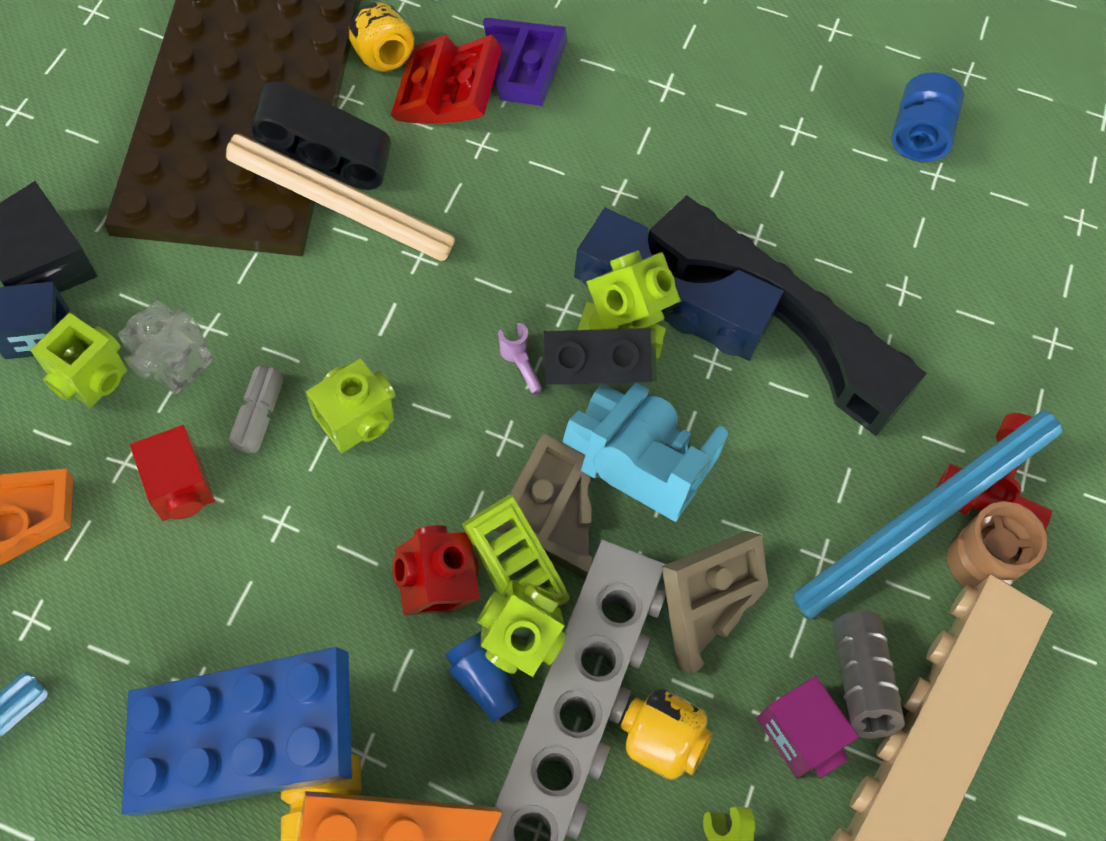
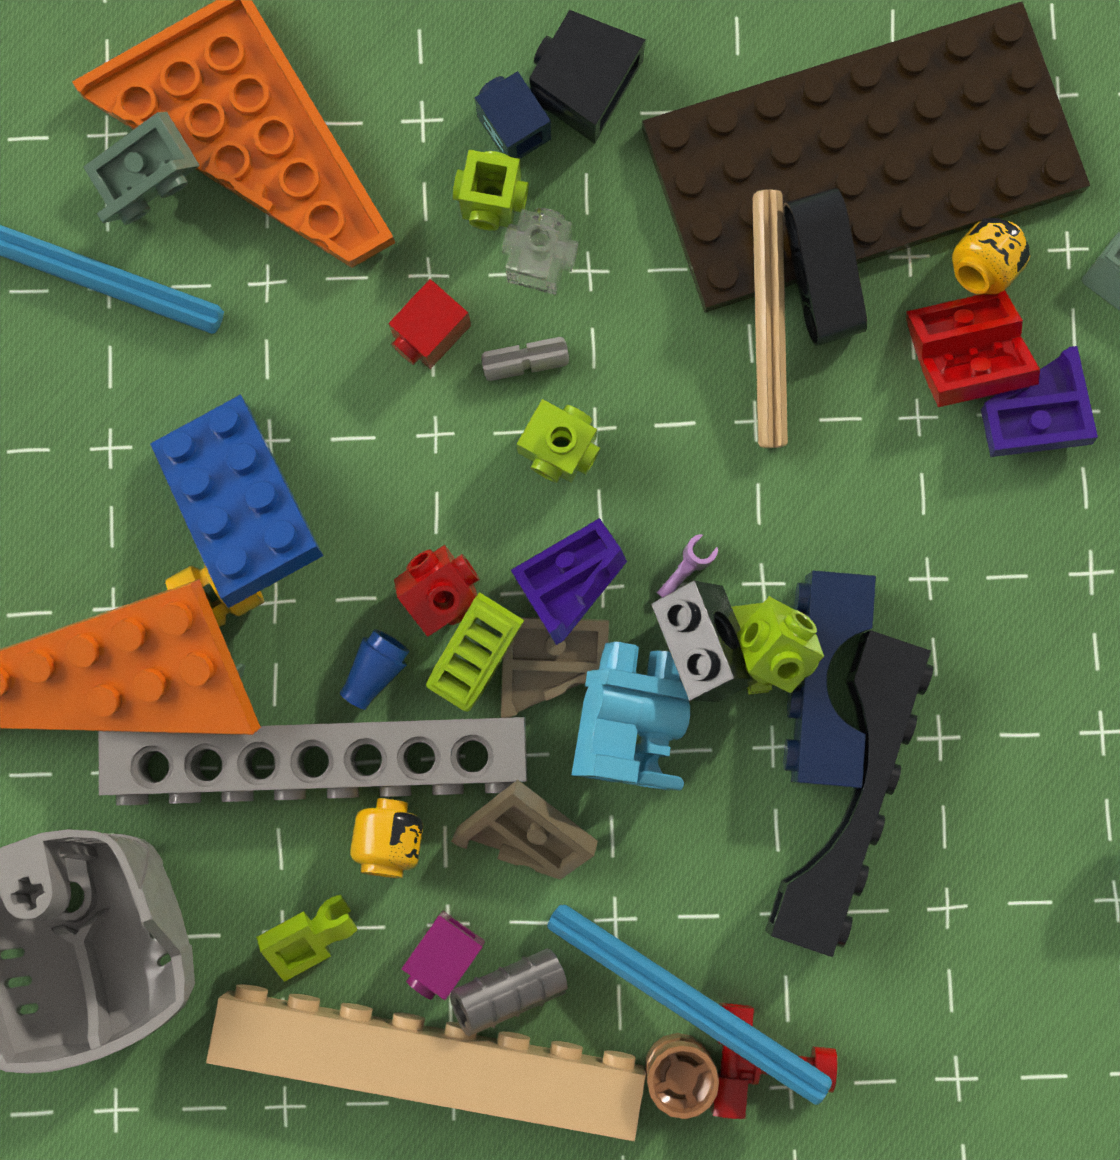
camera: 75 degrees right, 20 degrees up
(484, 451) = (570, 577): none -> dark purple wing
(518, 608) = (411, 684): lime brick -> none

